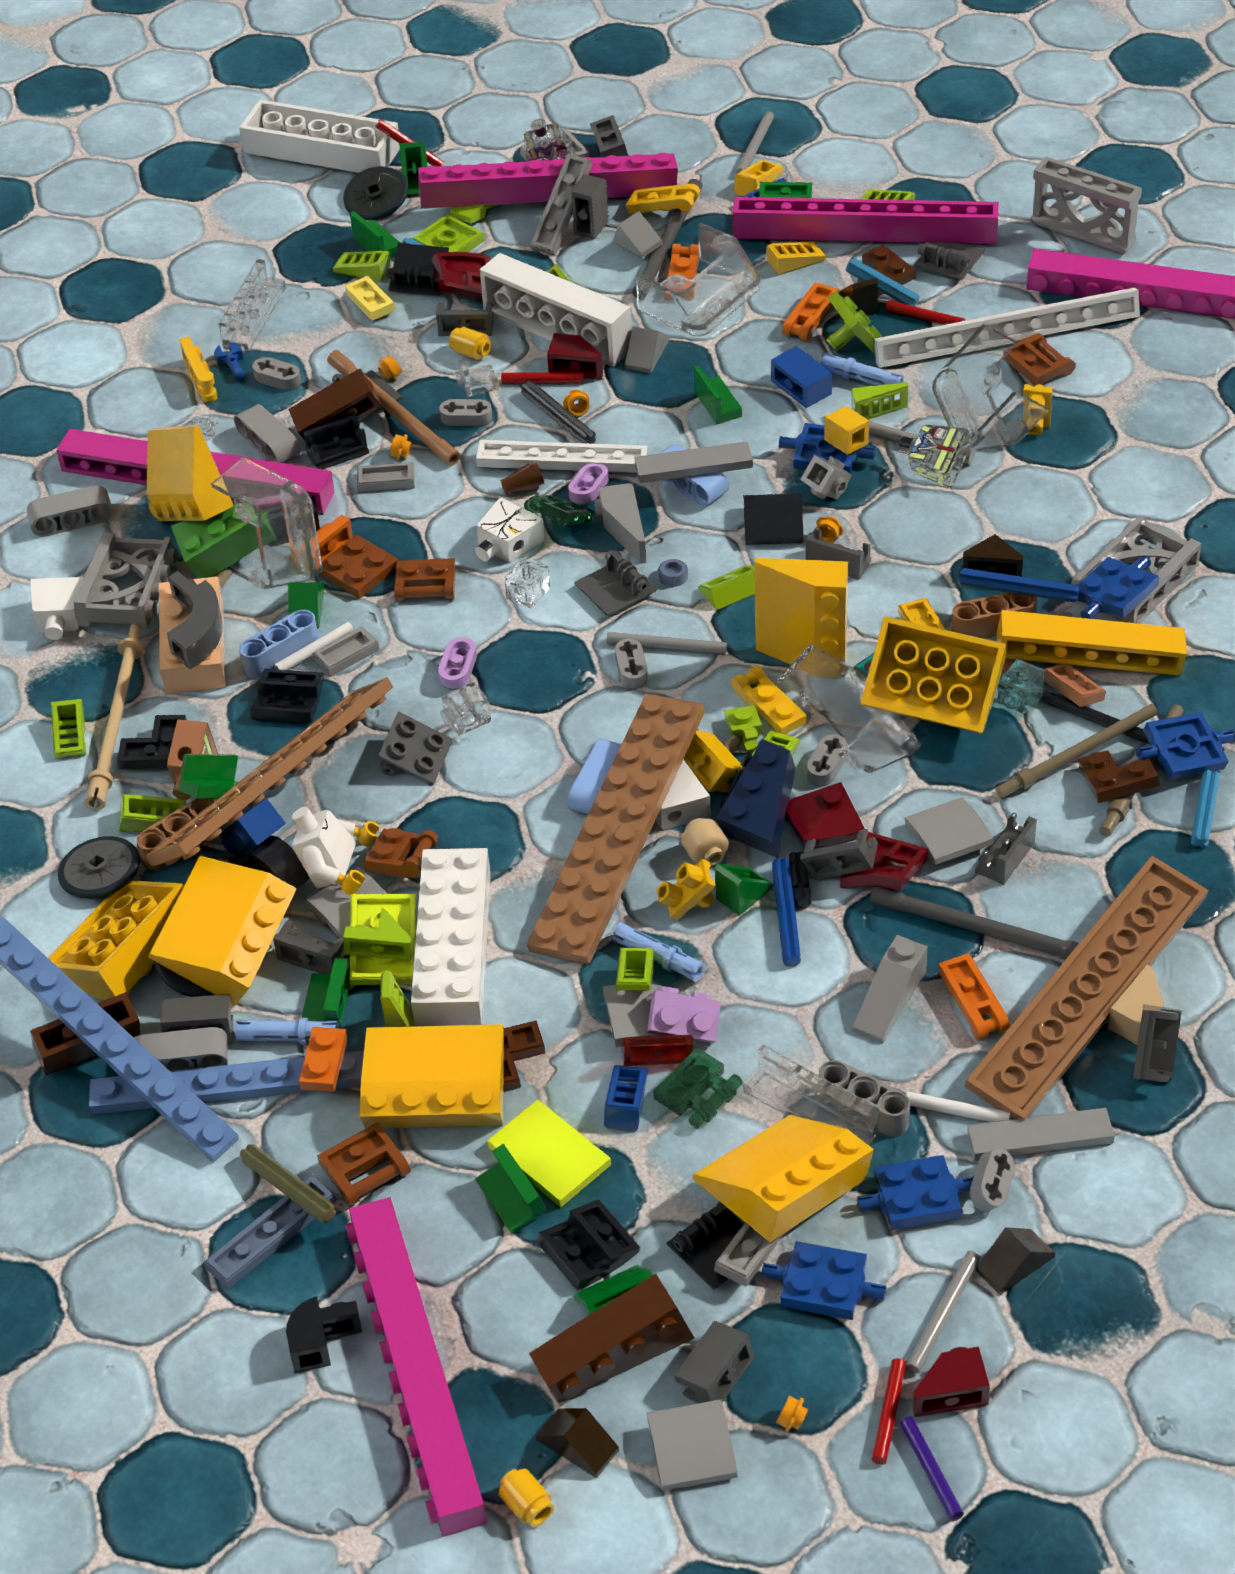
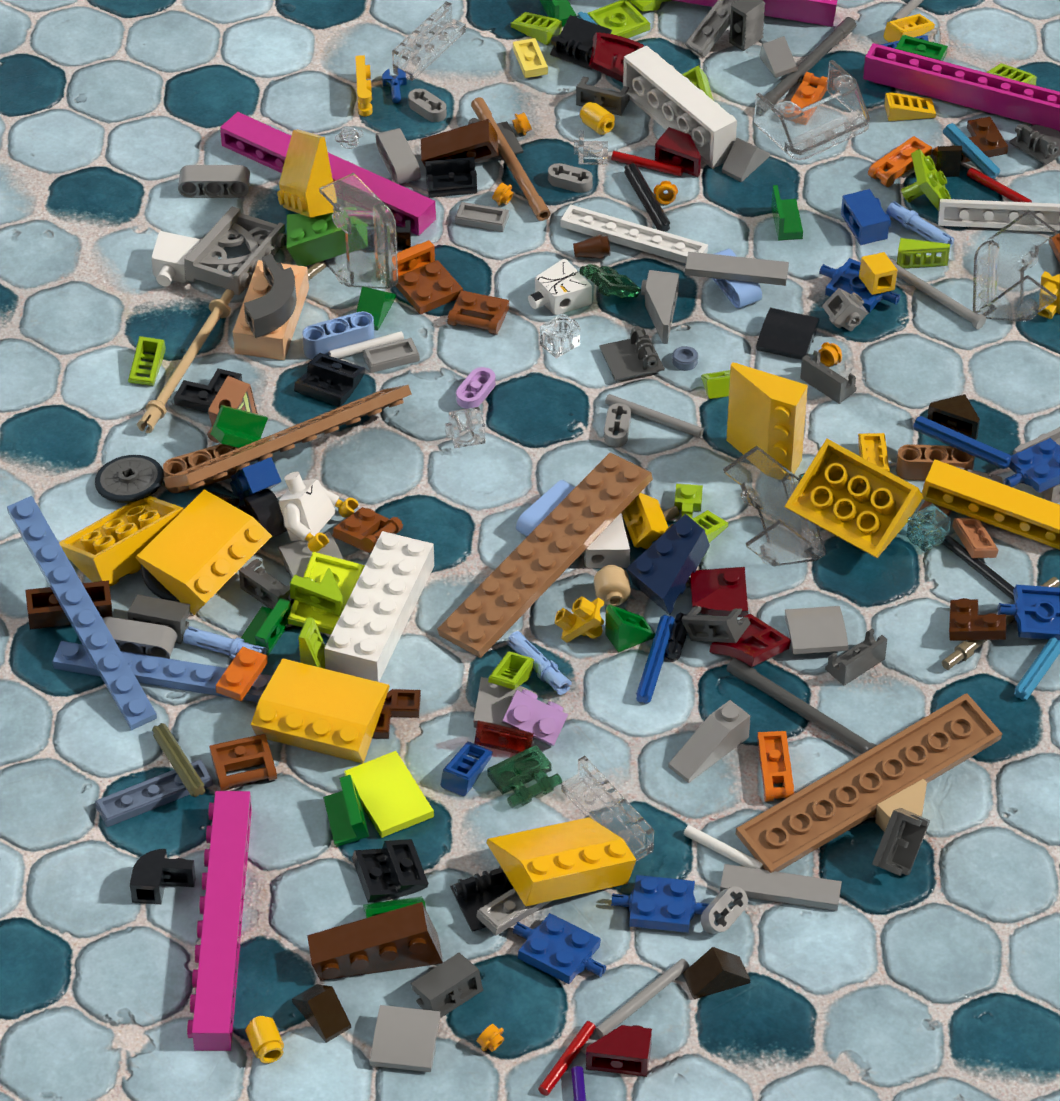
camera: 15 degrees right, 0 degrees up
(134, 806) = (180, 437): lime slope -> none
(414, 749) = (412, 449): dark grey hinge -> none
(585, 484) = (639, 266): lavender plate -> none
(663, 198) = (814, 29): yellow plate -> none
(769, 700) = (717, 485): yellow plate -> none
(821, 758) = (738, 544): light grey beam -> none
(874, 1092) = (667, 830): light grey beam -> none
(937, 452) = (950, 312): torso -> none
(1028, 777) = (901, 604): dark tan bar -> none

